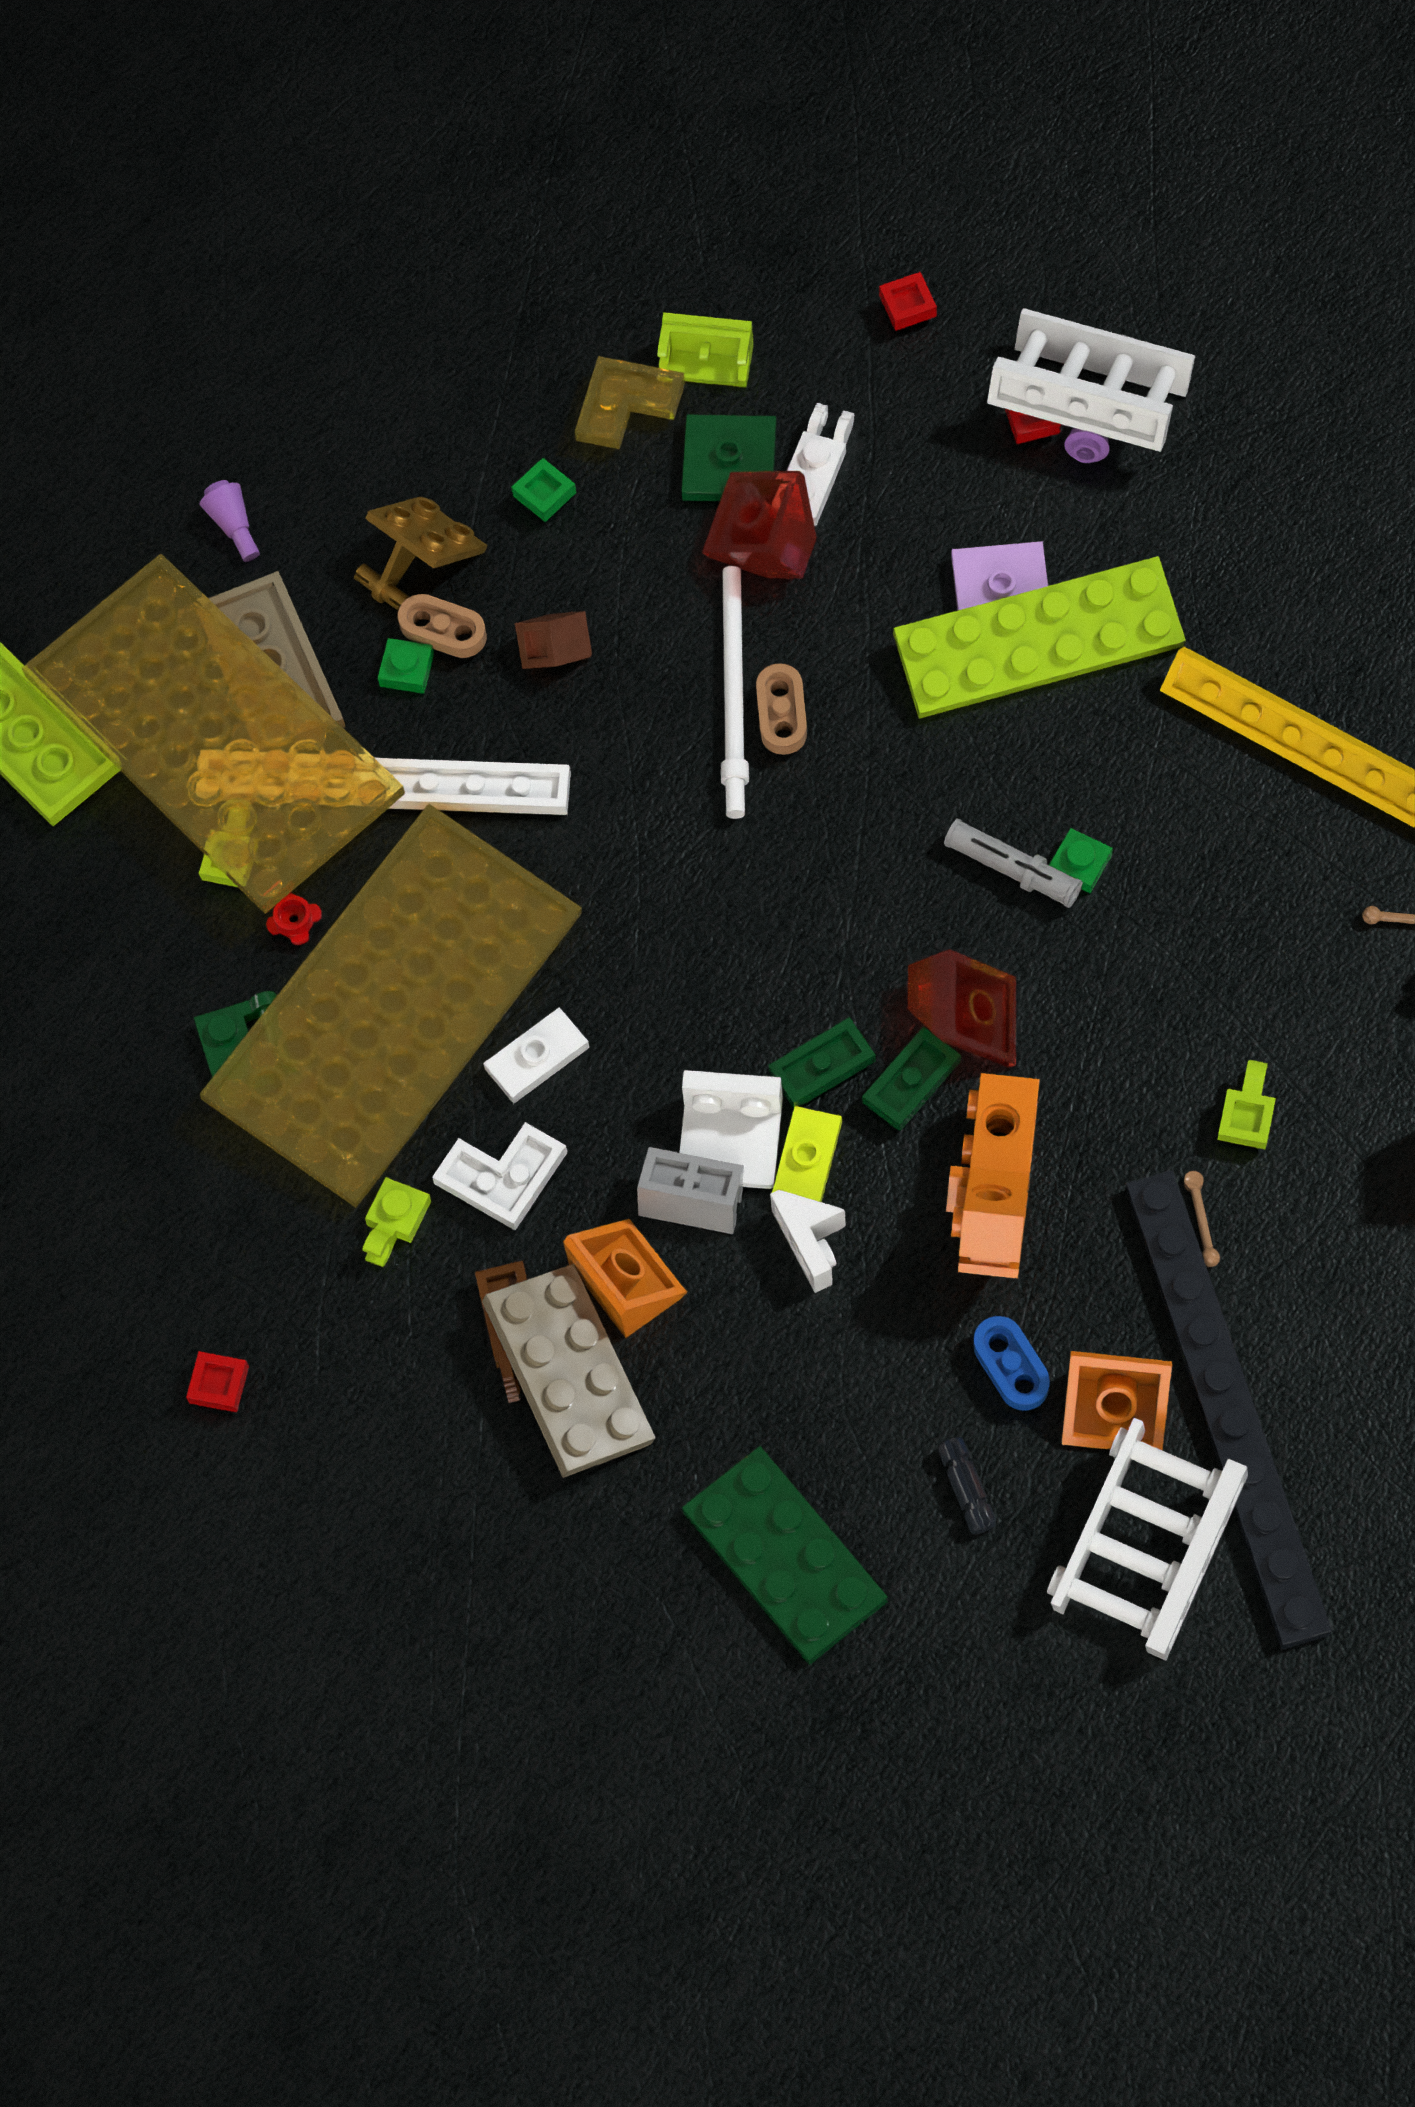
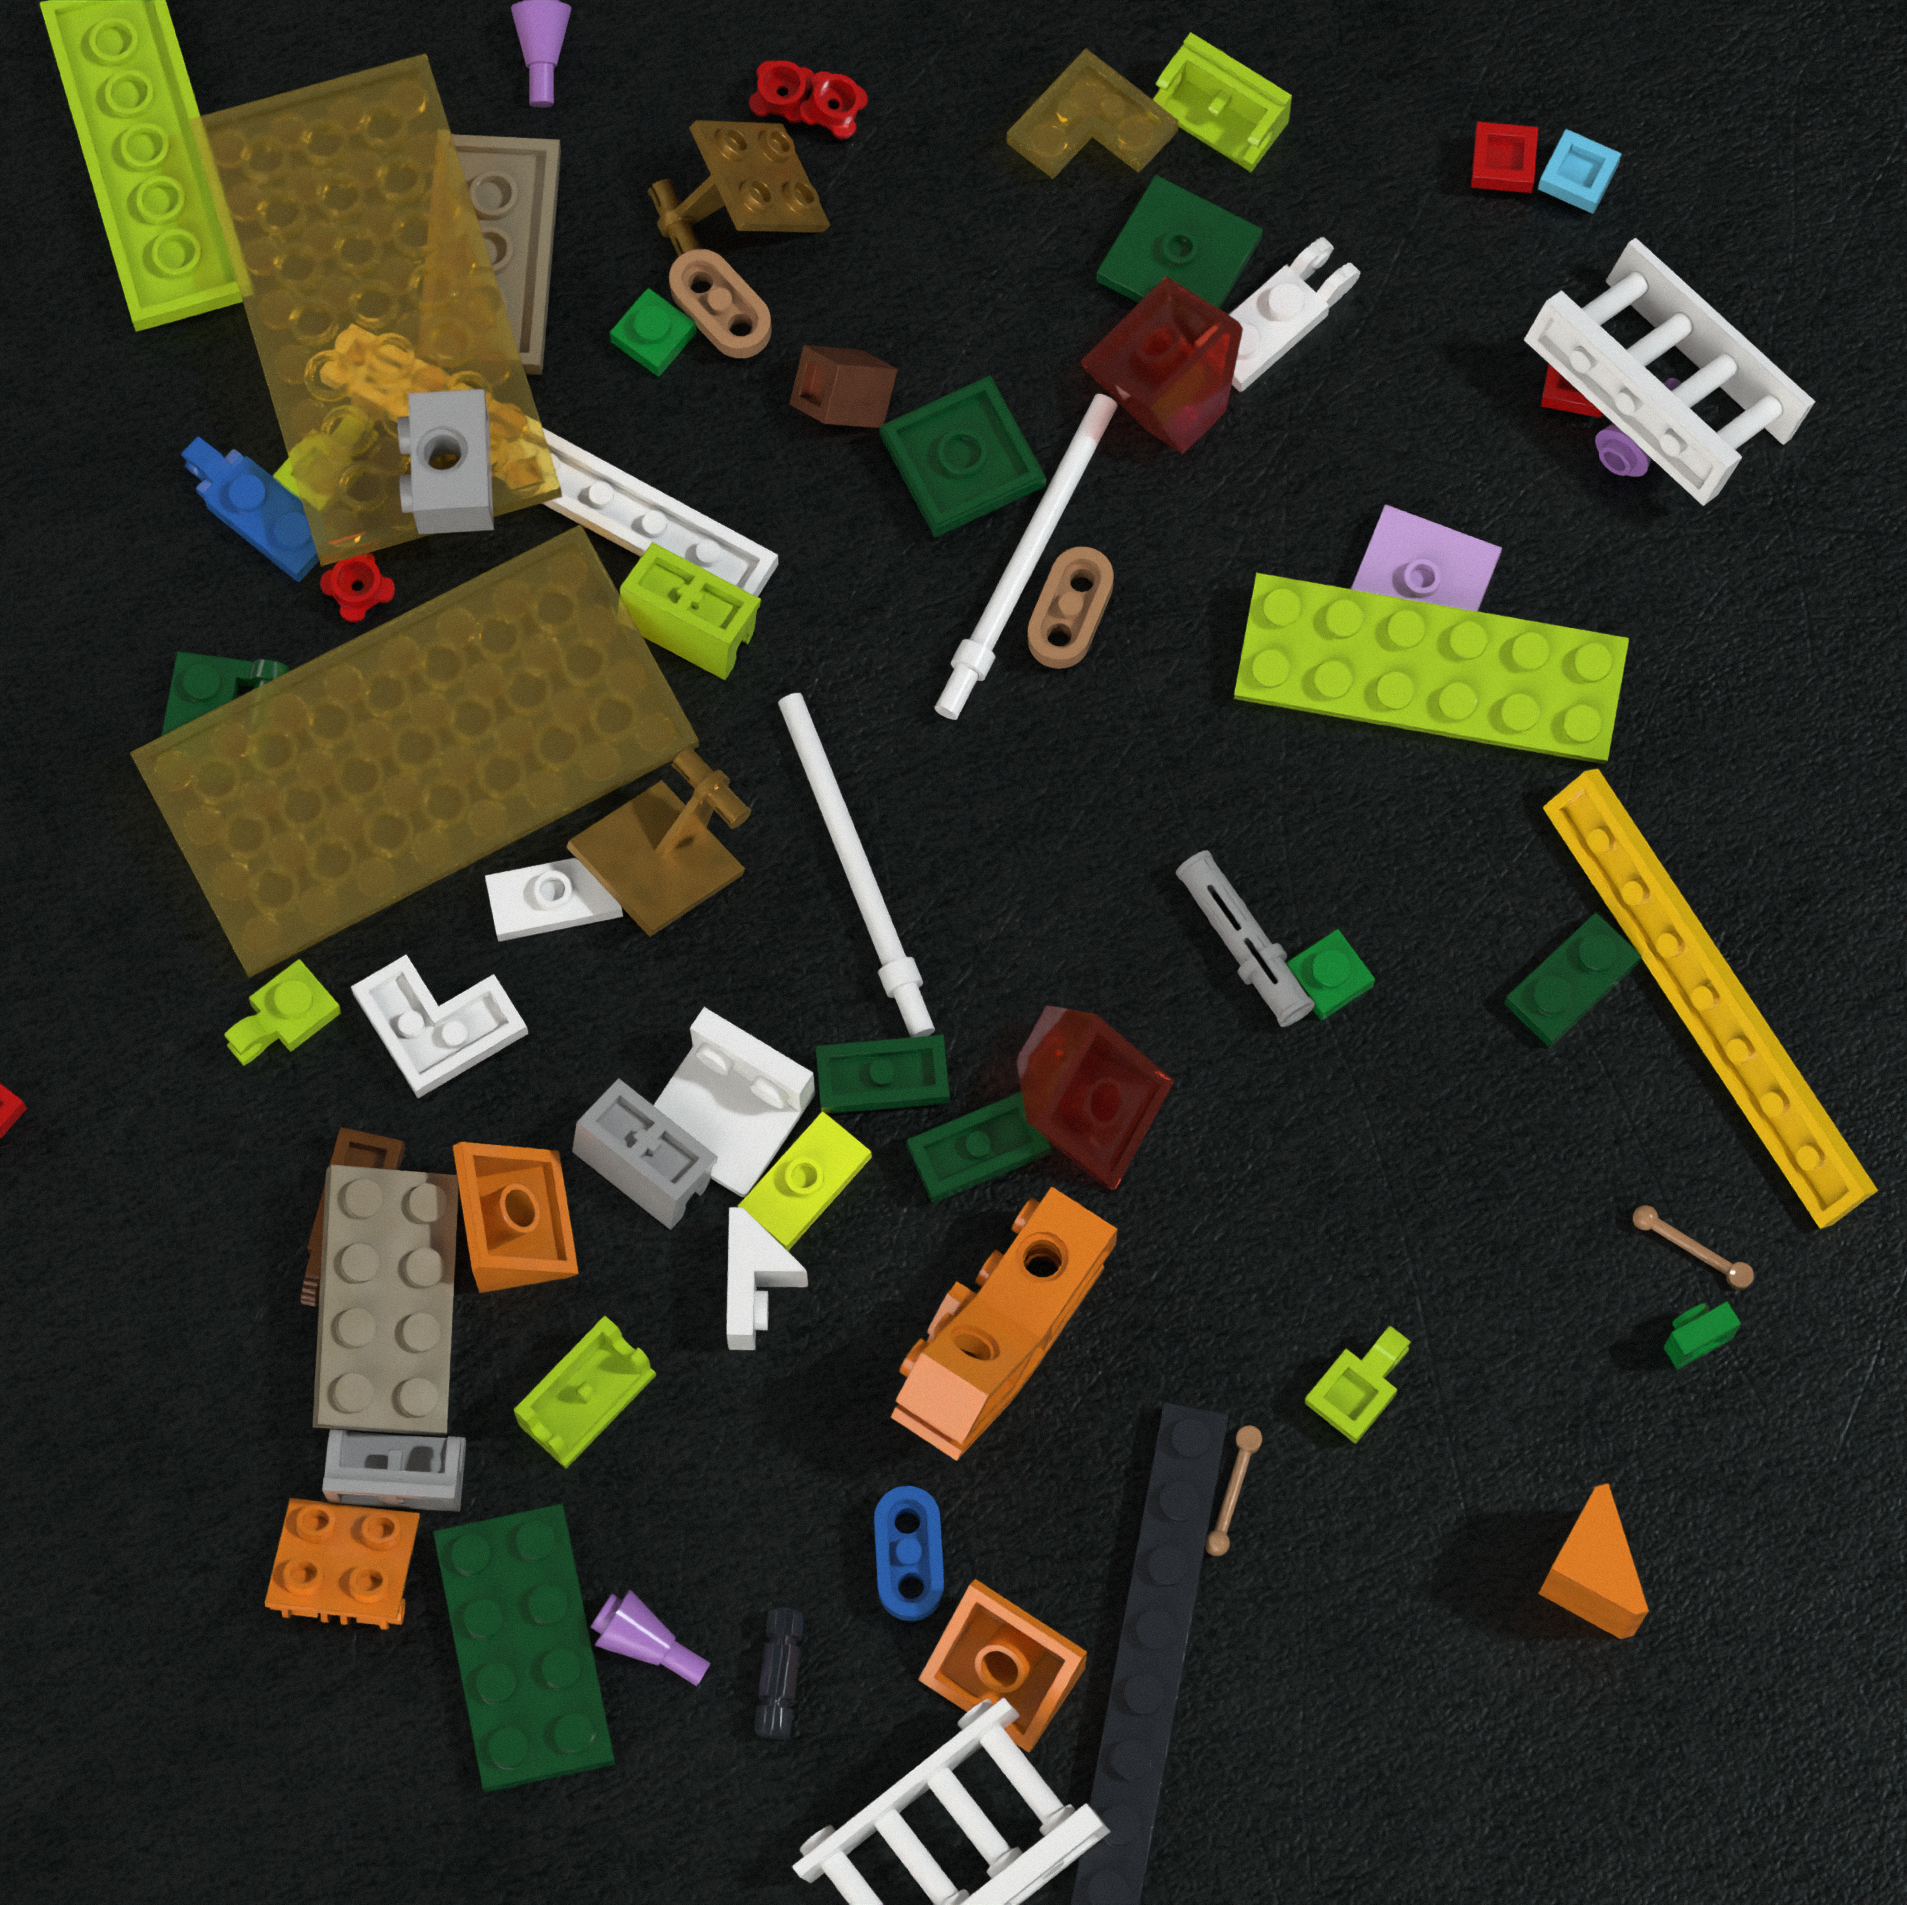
camera: 20 degrees right, 5 degrees up
(196, 901) = (254, 506): none -> blue hinge
(313, 776) = (454, 497): none -> light grey brick
(407, 464) = (777, 75): none -> red plate
(448, 457) = (840, 90): none -> red plate
(530, 827) = (689, 610): none -> lime hinge
(543, 489) = (932, 188): green plate -> none
(595, 992) = (658, 850): none -> pearl gold plate
(631, 1559) = (343, 1562): none -> orange hinge
(634, 1481) = (394, 1471): none -> light grey hinge
(657, 647) = (962, 456): none -> dark green plate
(735, 1366) = (584, 1392): none -> lime hinge
(795, 993) = (898, 972): none -> white bar
(855, 1505) = (637, 1633): none -> medium lavender cone
(961, 288) = (1579, 171): none -> medium azure plate
(1240, 789) = (1572, 980): none -> dark green plate

